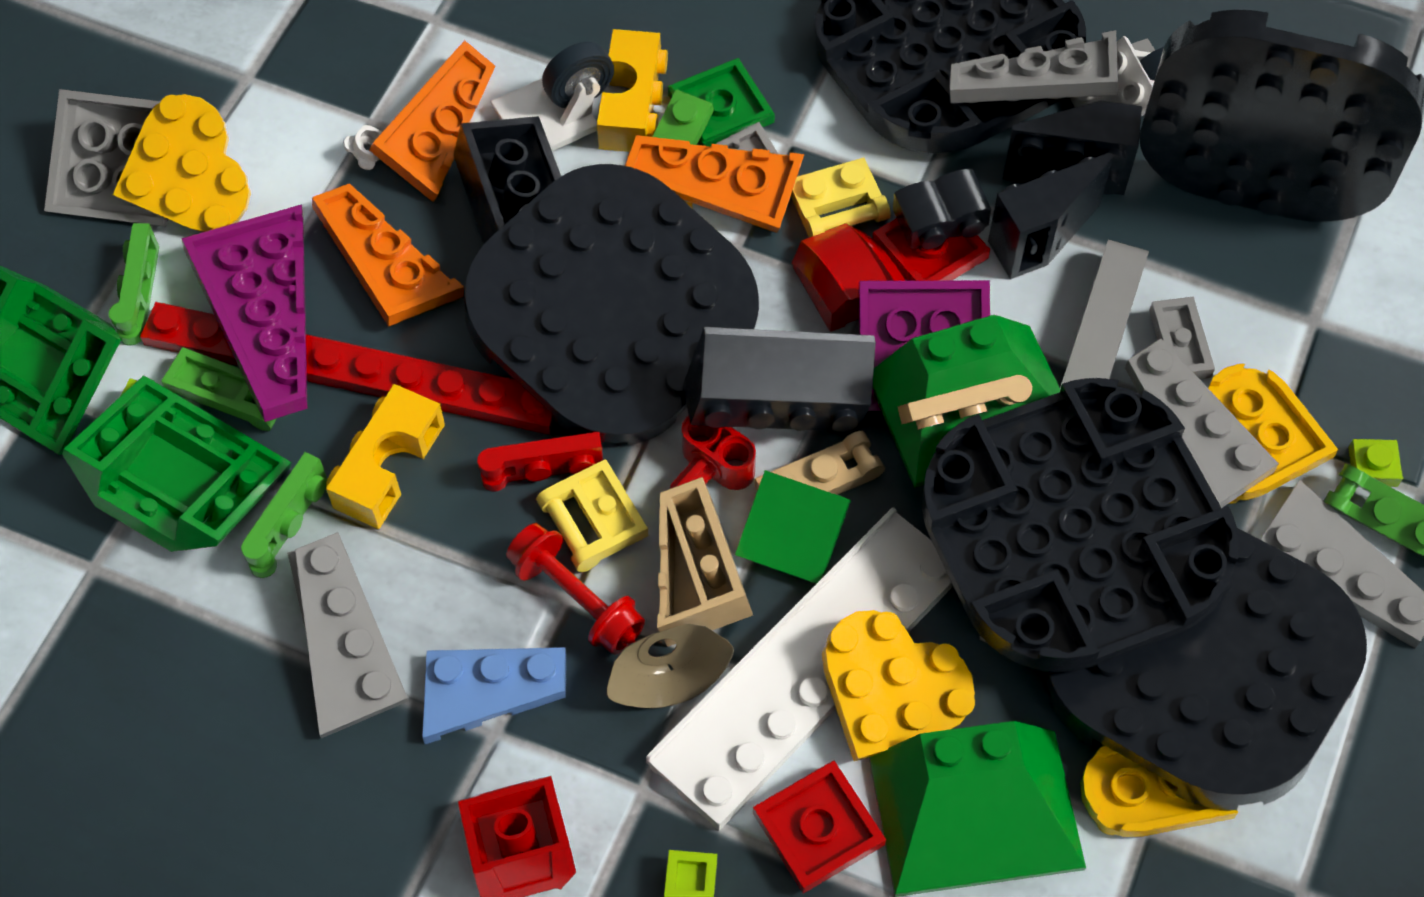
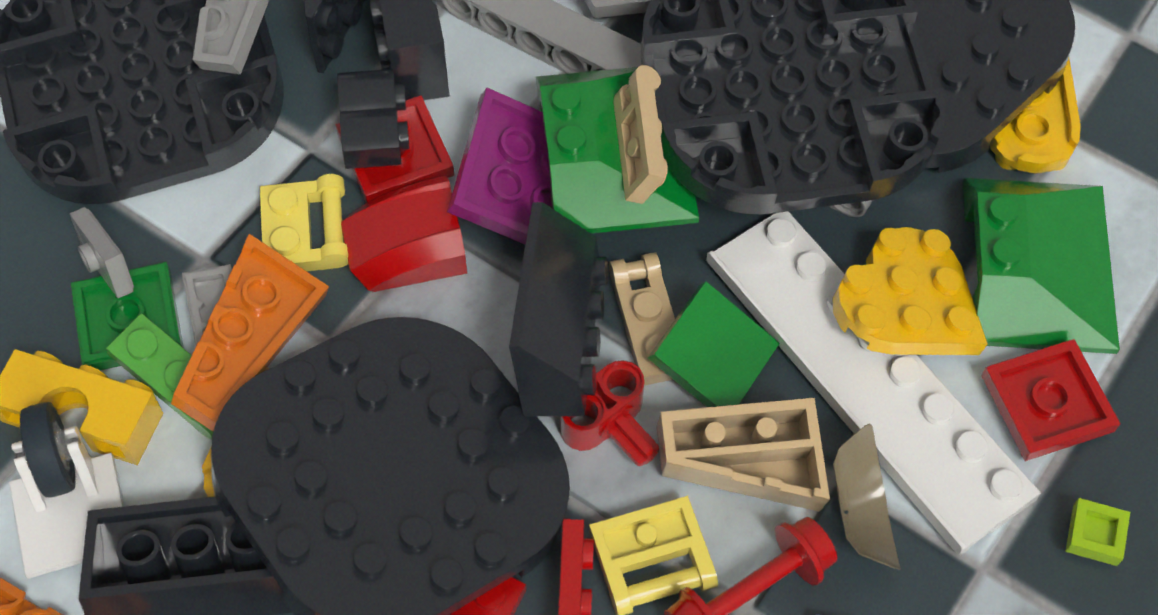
camera: 80 degrees left, 0 degrees up
(762, 63) = (101, 253): none -> light grey plate

